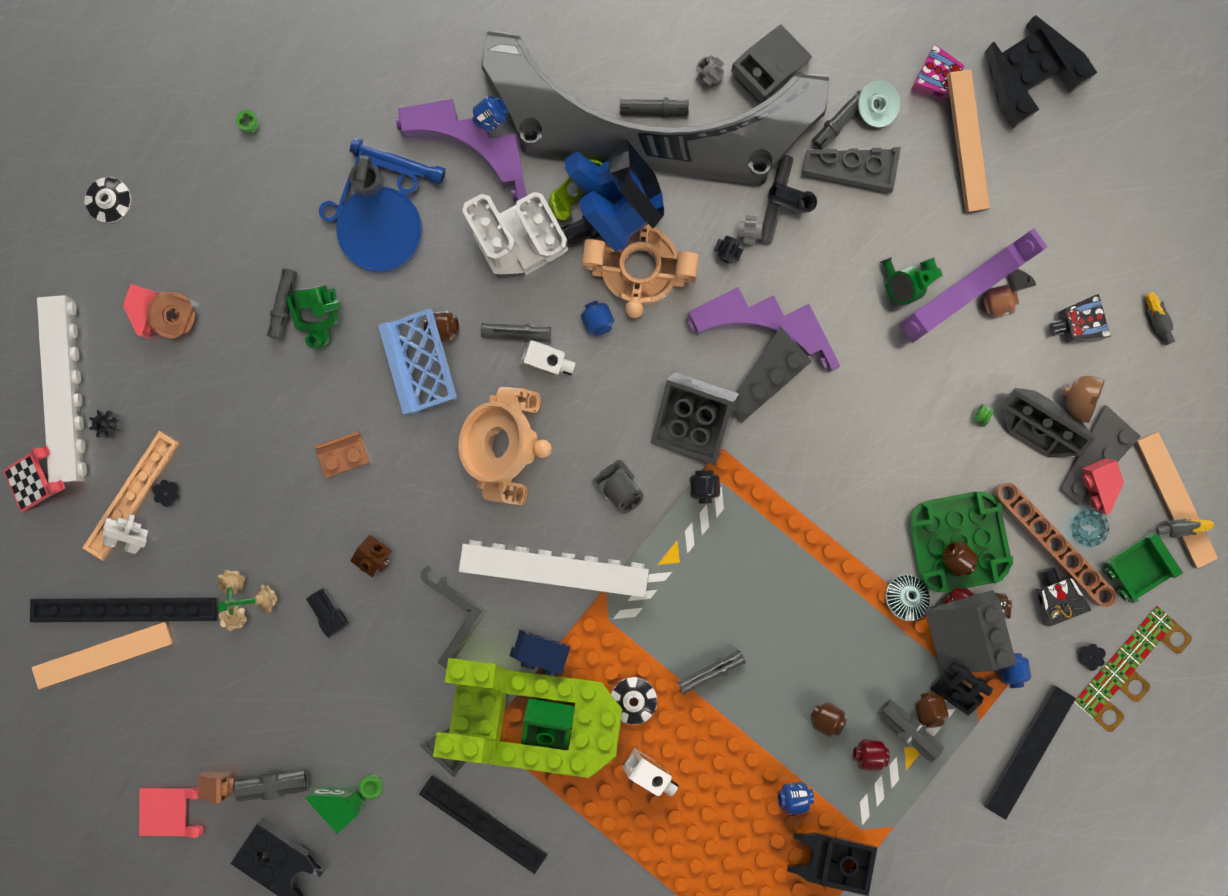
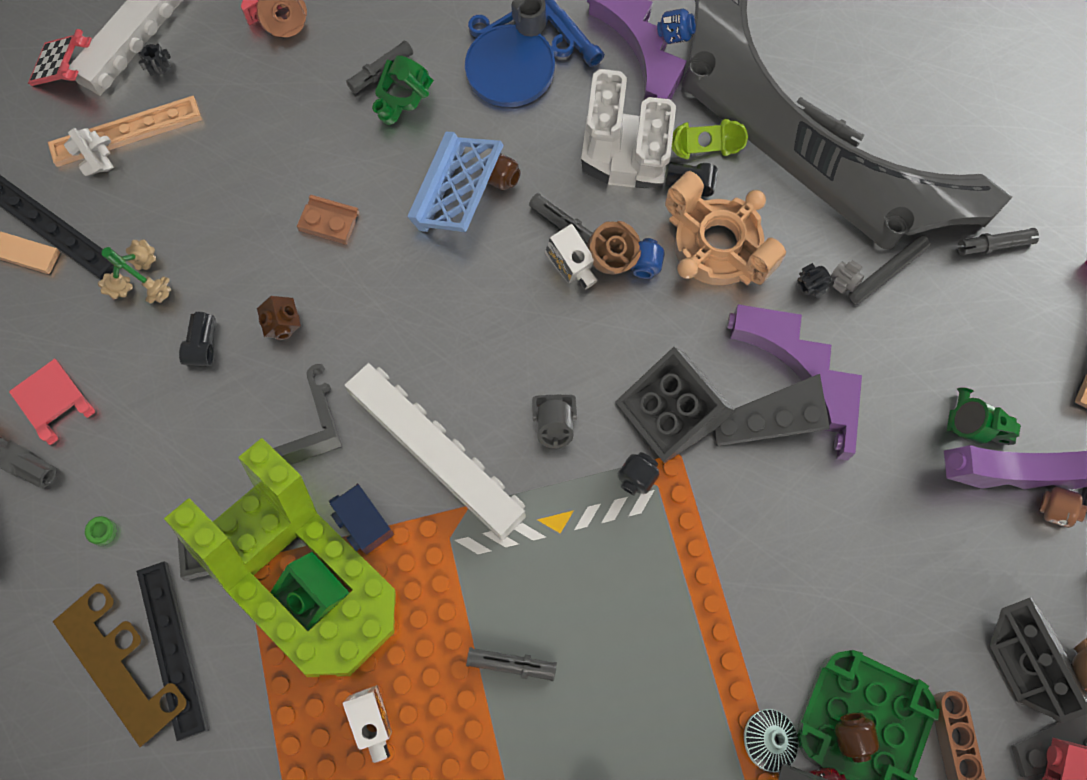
camera: 35 degrees right, 15 degrees down
(159, 492) = (154, 147): black plant -> none
(253, 728) = (47, 396): none -> coral flag
(336, 805) = (49, 521): green slope -> none
(448, 865) = (104, 665): none -> pearl gold piece
(477, 439) = (457, 278): light nougat piece -> none
(571, 332) = (614, 247): none -> medium nougat cylinder
(619, 179) = (742, 159): blue piece -> none
(646, 697) = (426, 642): dish -> none
(710, 70) = (901, 124): light grey gear -> none
(770, 63) = (961, 150): dark grey slope -> none
(791, 198) = (906, 274): black piece -> none
(856, 167) = (998, 300): dark grey wing -> none
(887, 103) = (1056, 247): light aqua dish -> none
(983, 415) = (974, 607): bright green bush -> none

